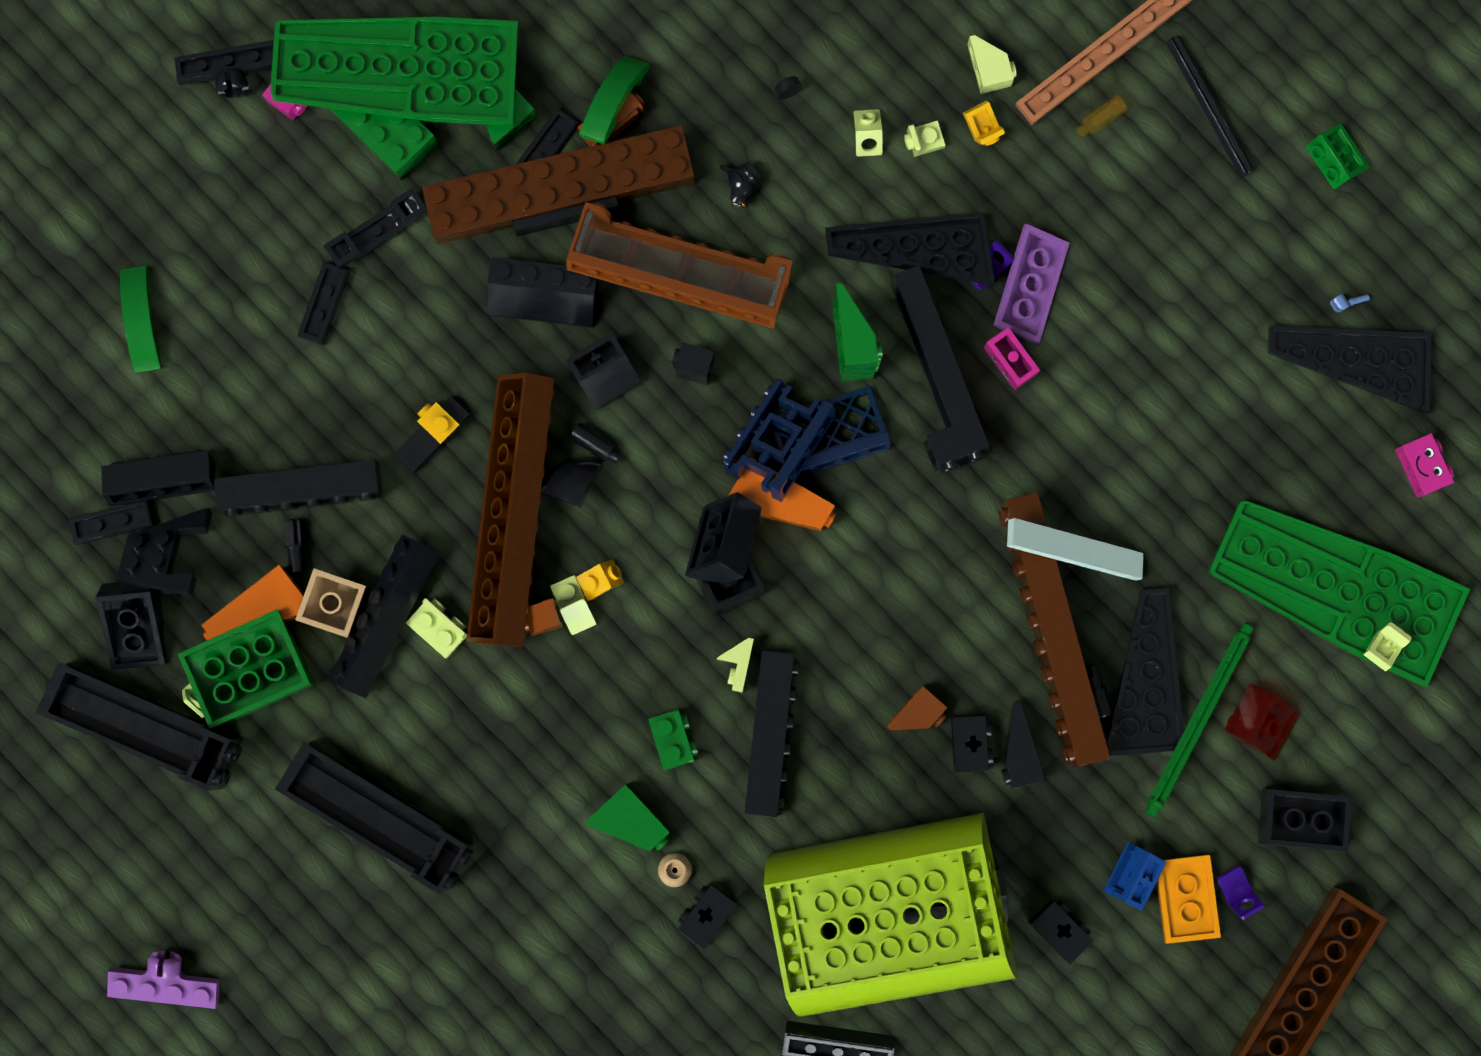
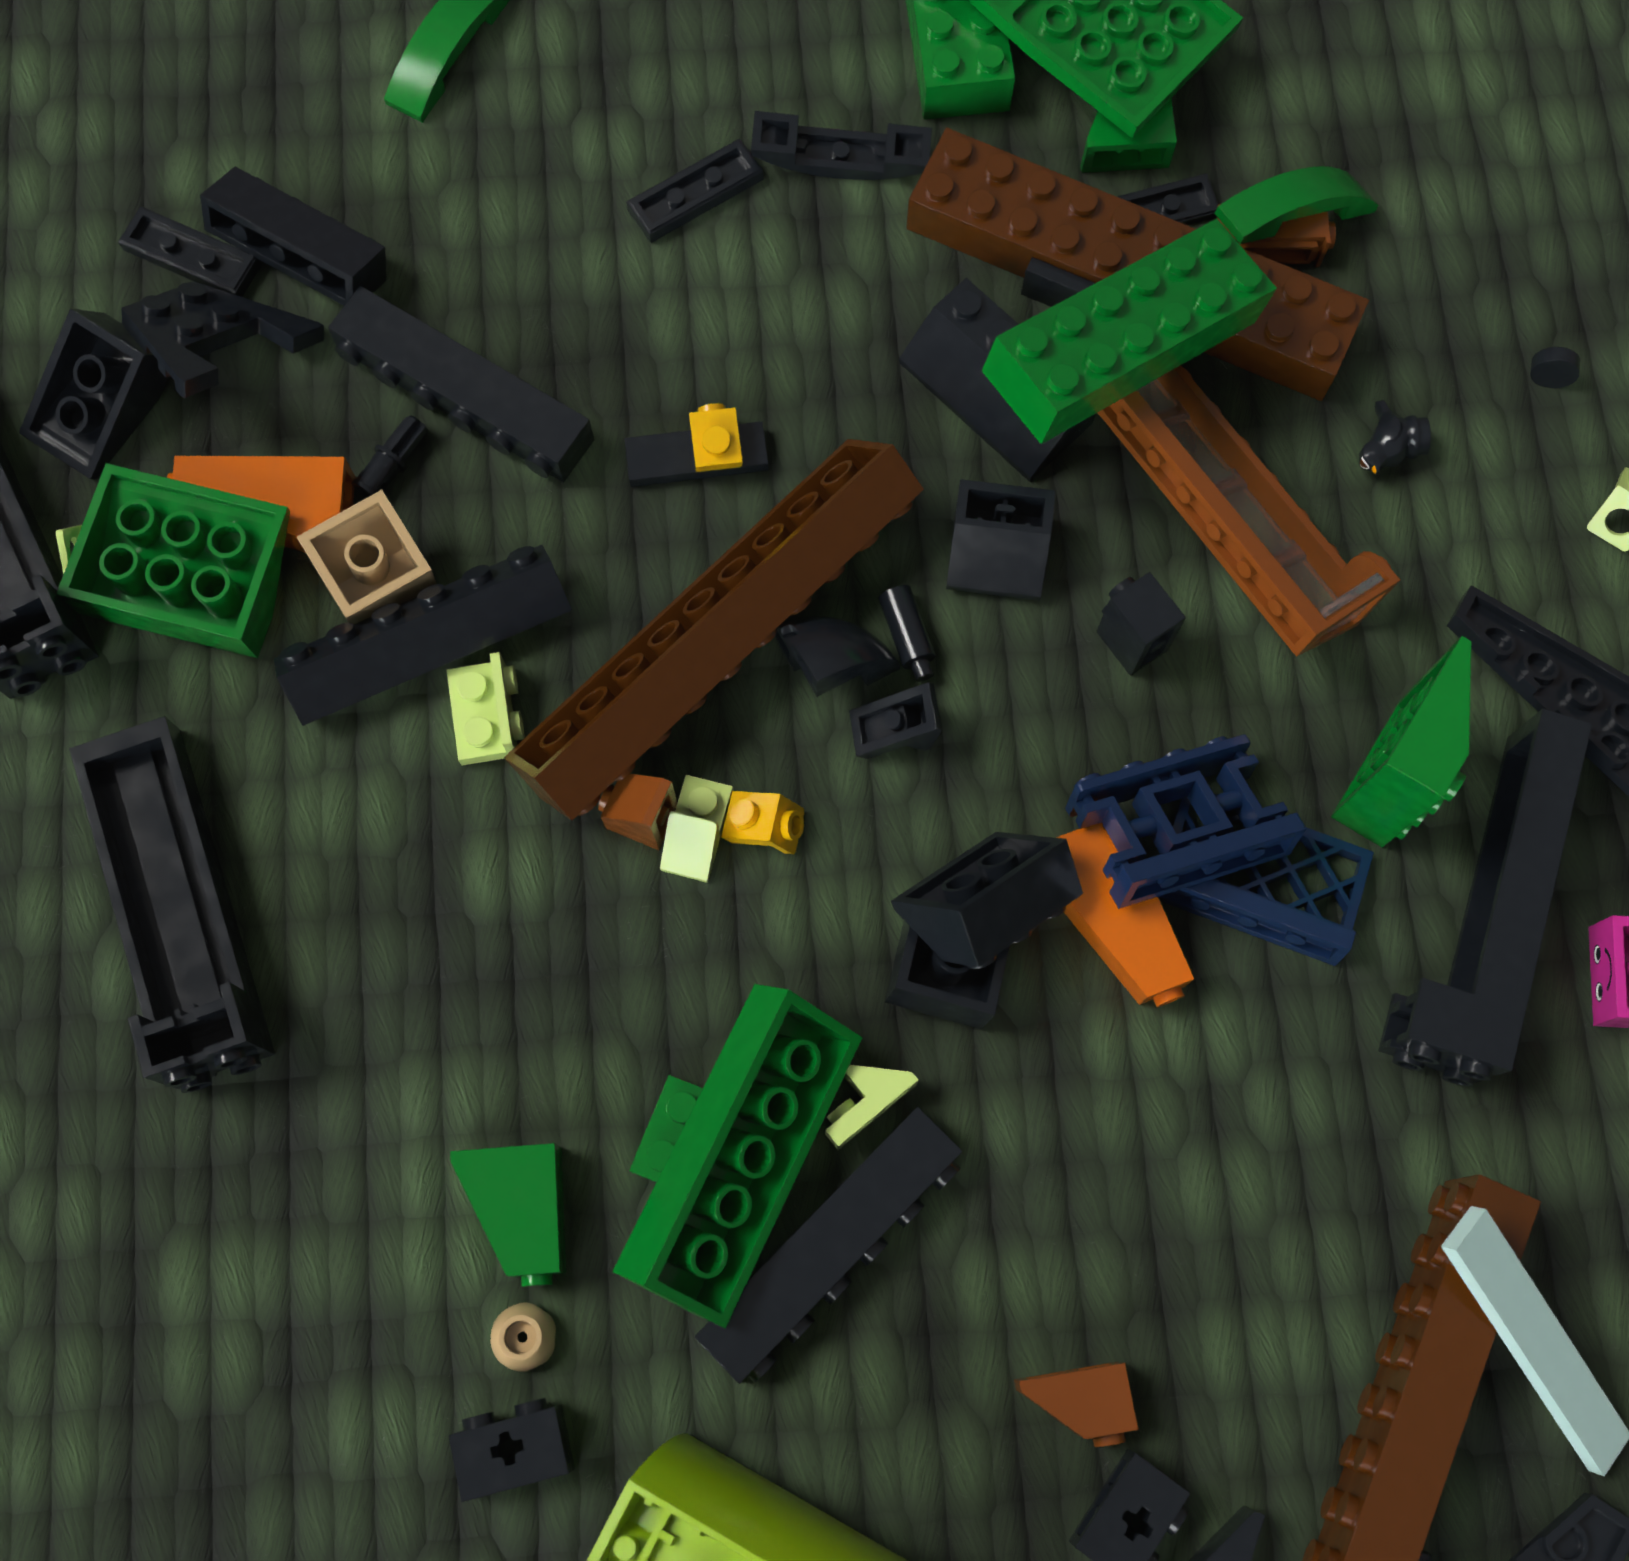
camera: 35 degrees right, 10 degrees down
(590, 239) = (1127, 330): none -> green brick
(623, 491) = (896, 722): none -> black slope
(704, 727) = (738, 1154): none -> green brick

